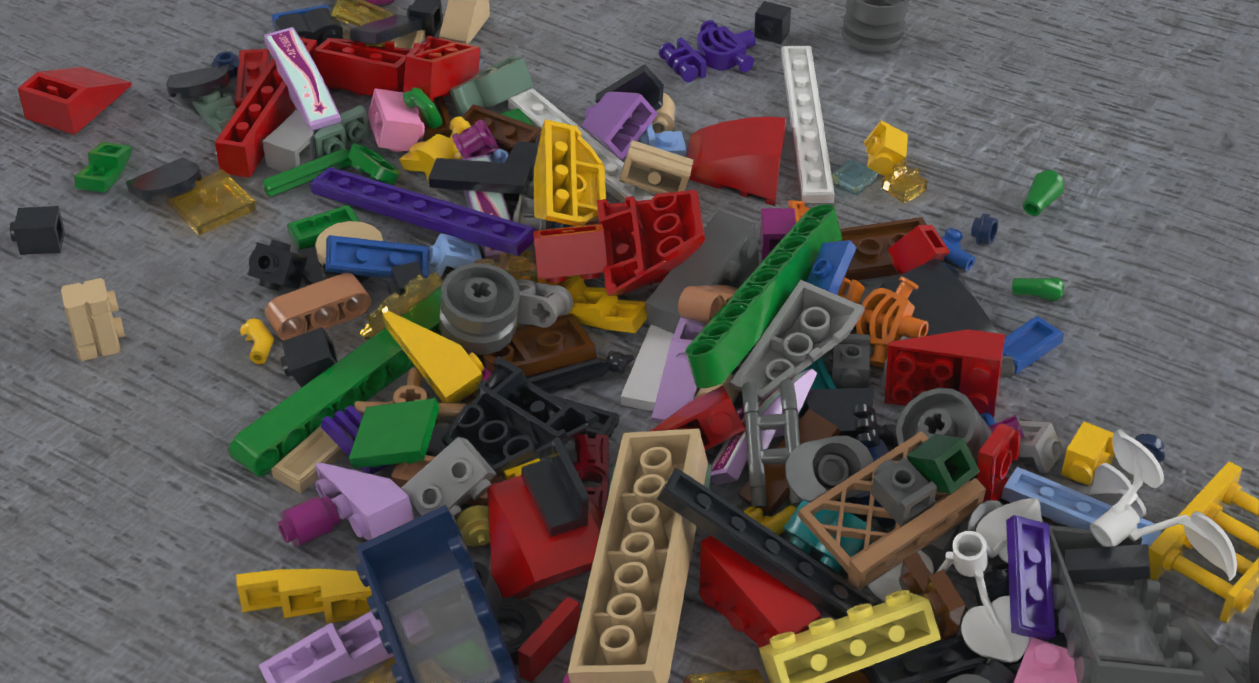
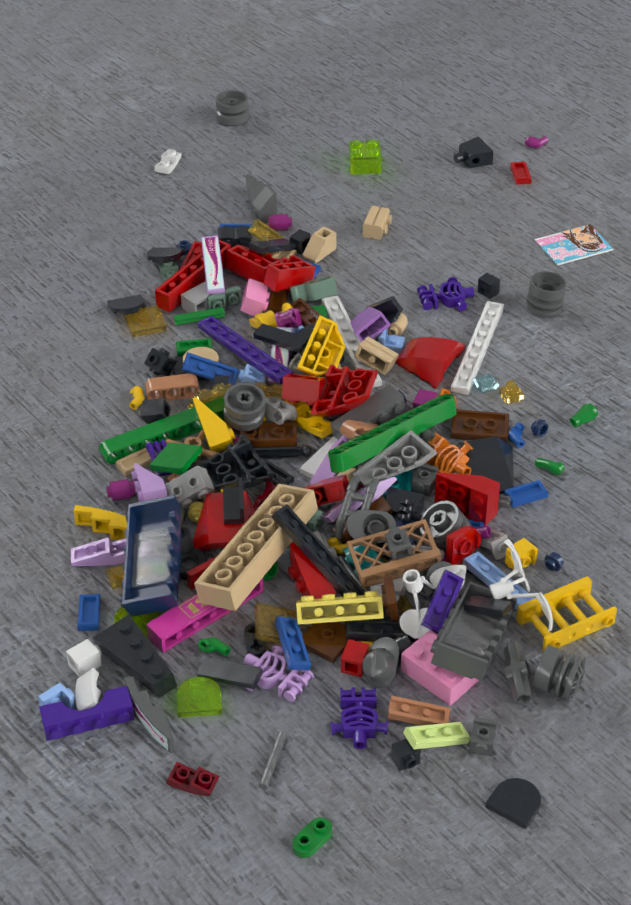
camera: 20 degrees right, 0 degrees up
(38, 230) = (54, 317): black brick -> none
(69, 97) = (97, 248): red slope -> none
(91, 318) = (59, 368): tan brick -> none
(104, 167) = (101, 289): green slope -> none
(373, 163) = (233, 319): green plate -> none
(426, 106) = (268, 288): green arm -> none
(831, 265) = (433, 428): blue plate -> none
(885, 148) = (508, 370): yellow brick -> none
(917, 248) = (489, 428): red brick -> none
(944, 462) = (422, 536): dark green brick -> none

